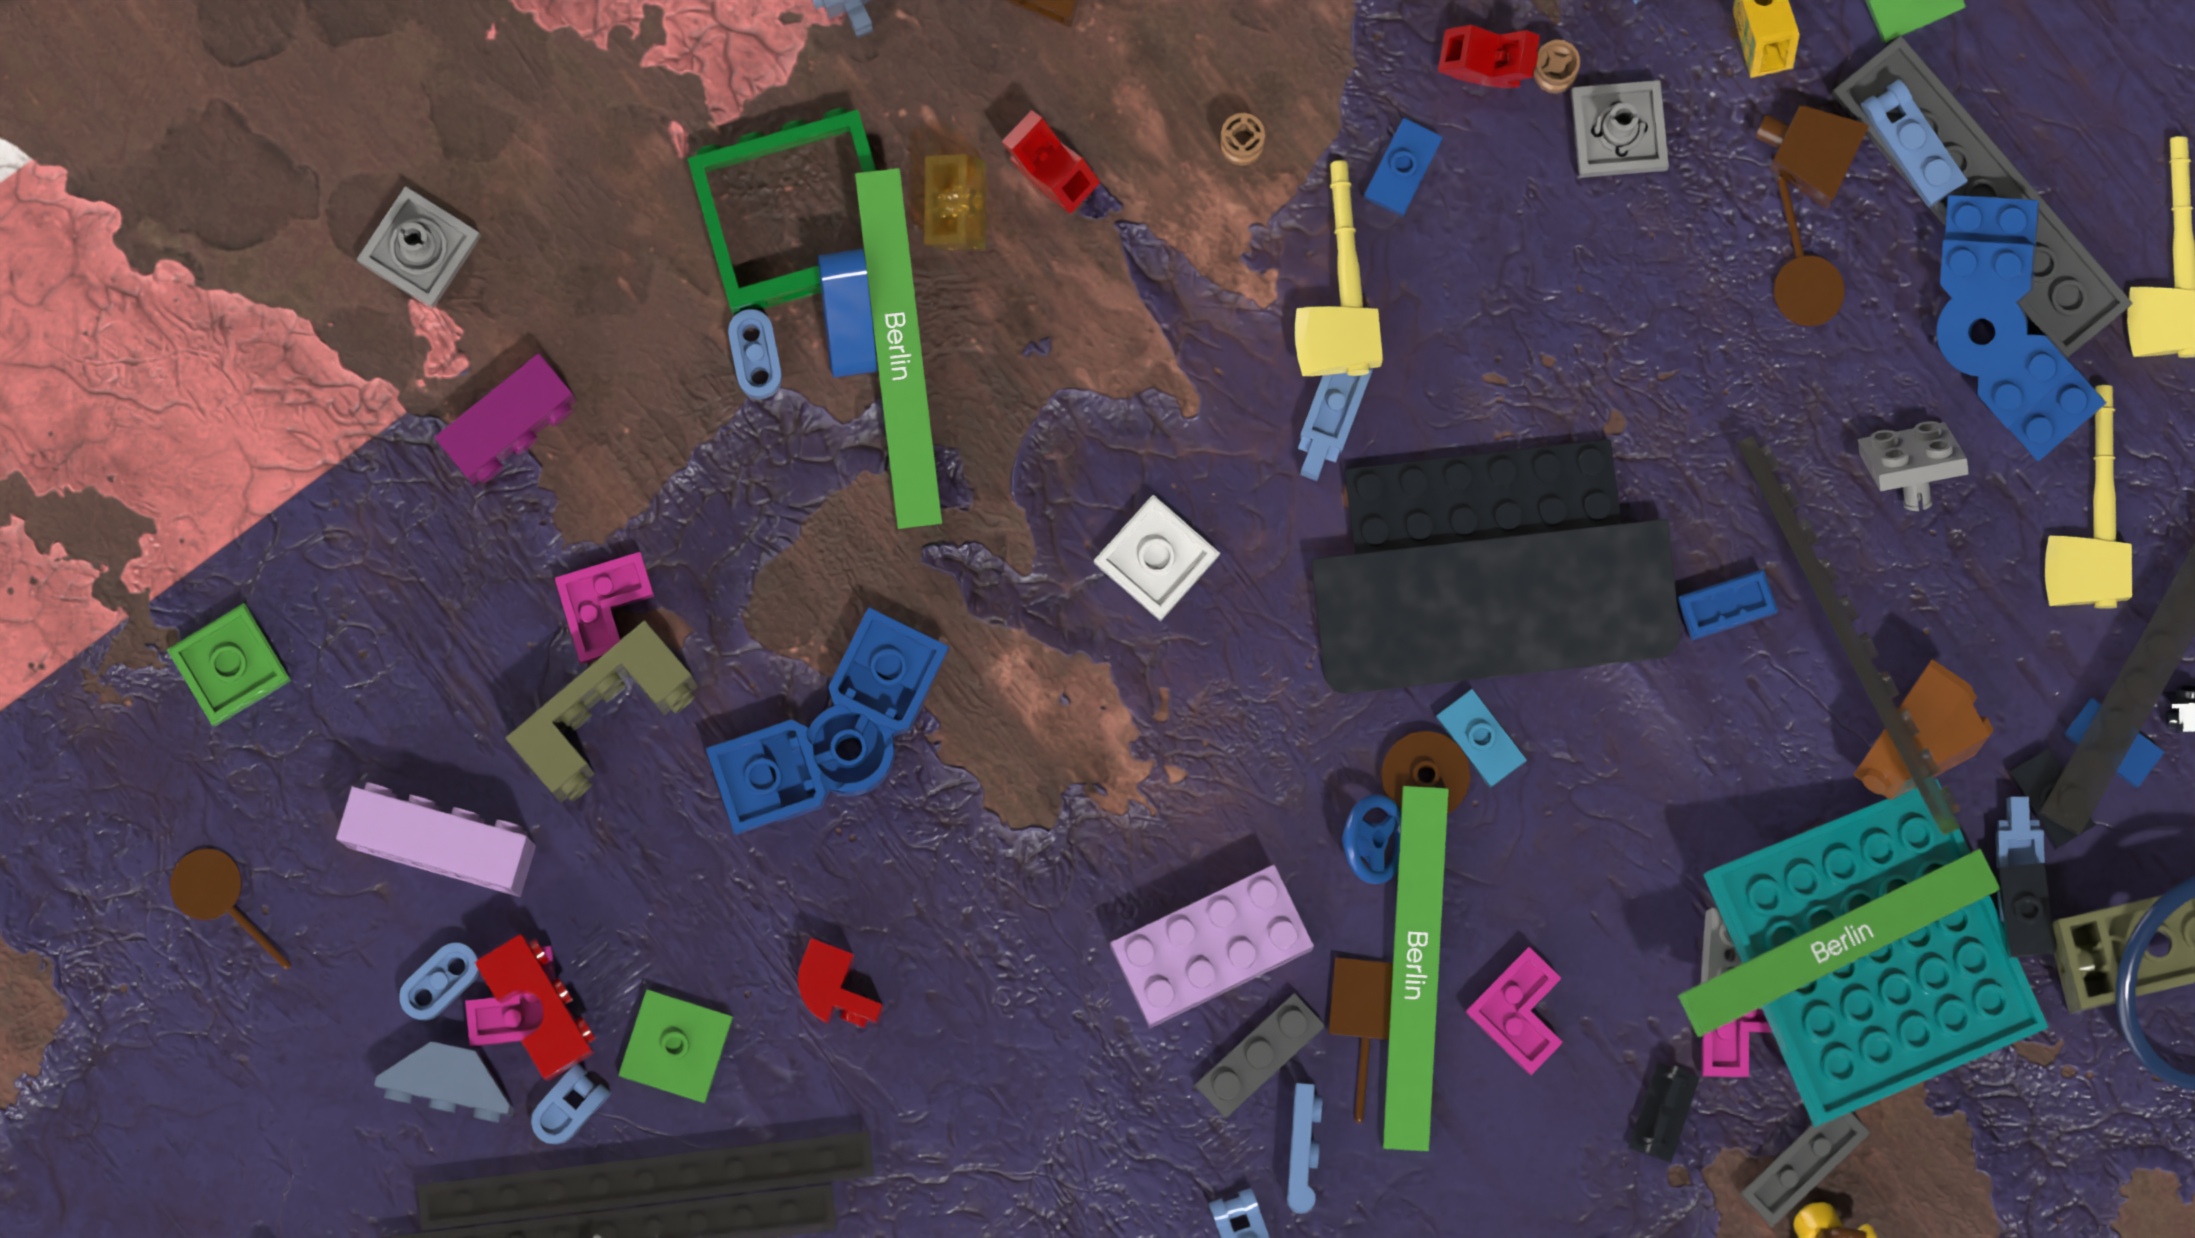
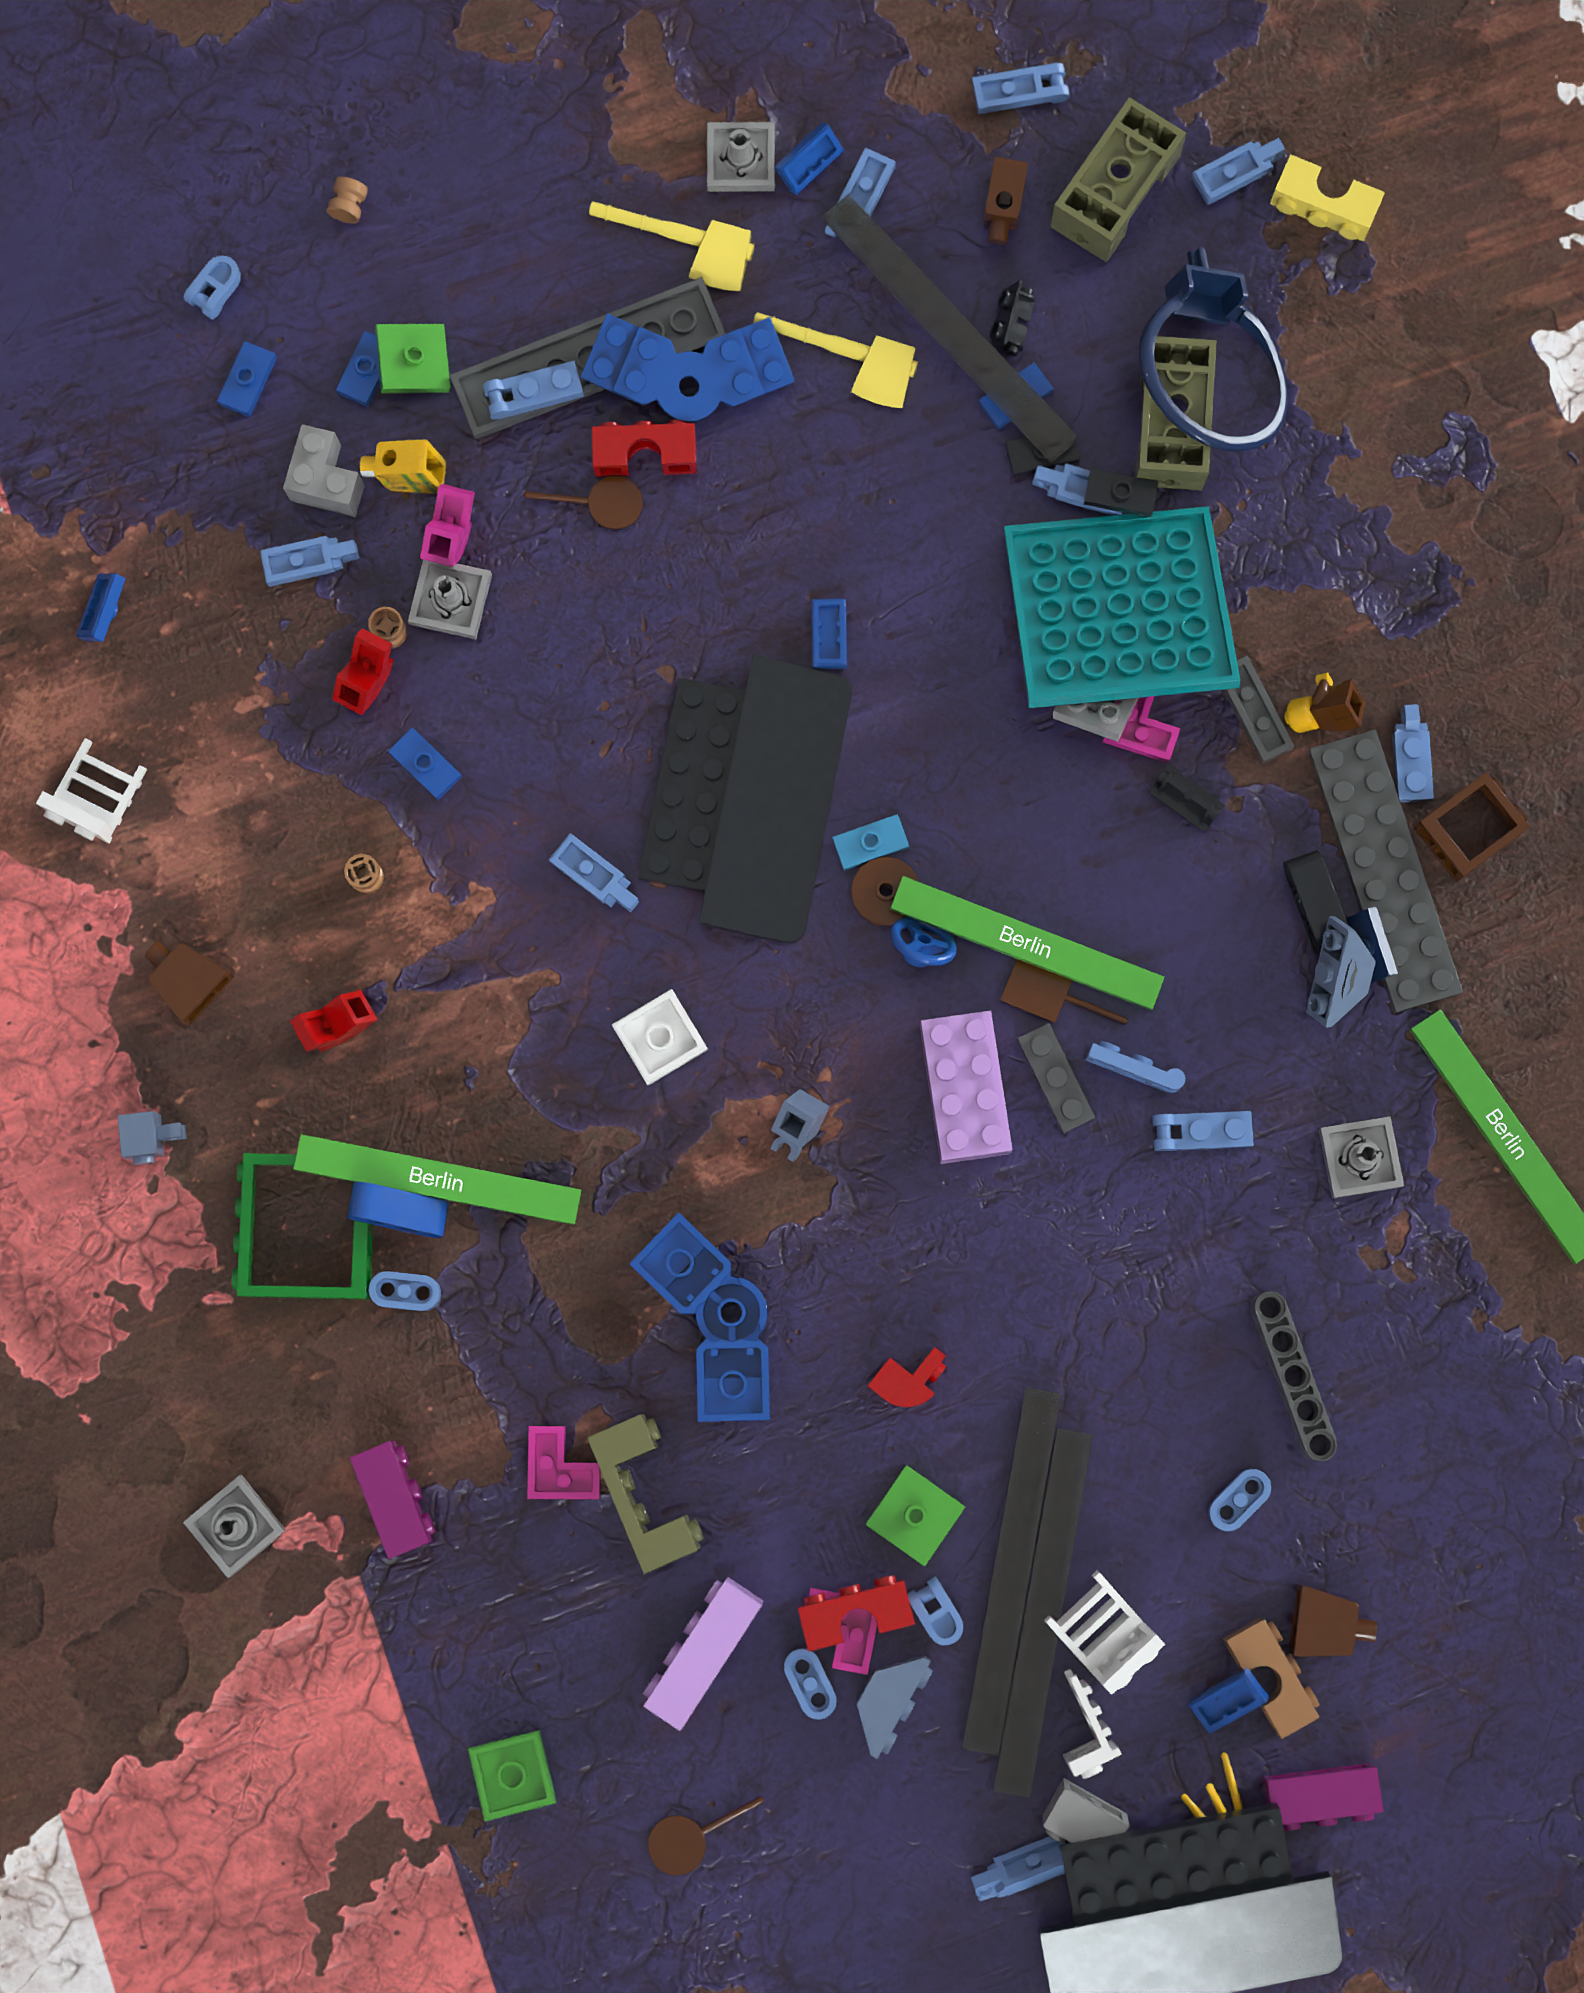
camera: 70 degrees left, 0 degrees up
(955, 202) = (340, 1102): clear yellow brick -> none
(1104, 756) = (798, 1122): none -> sand blue brick
(1344, 336) = (539, 843): light yellow piece -> none
(1506, 1013) = (1078, 887): dark pink plate -> none
(1705, 100) = (449, 530): none -> dark pink brick
(1813, 150) = (514, 464): reddish brown torso -> none
(1838, 942) = (1109, 629): bright green tile -> none
(1858, 647) = (896, 544): clear smoke plate -> none
(1878, 267) = (616, 445): none -> red arch
(1913, 460) = (766, 465): light grey plate -> none
(1947, 726) = (969, 522): dark orange slope -> none

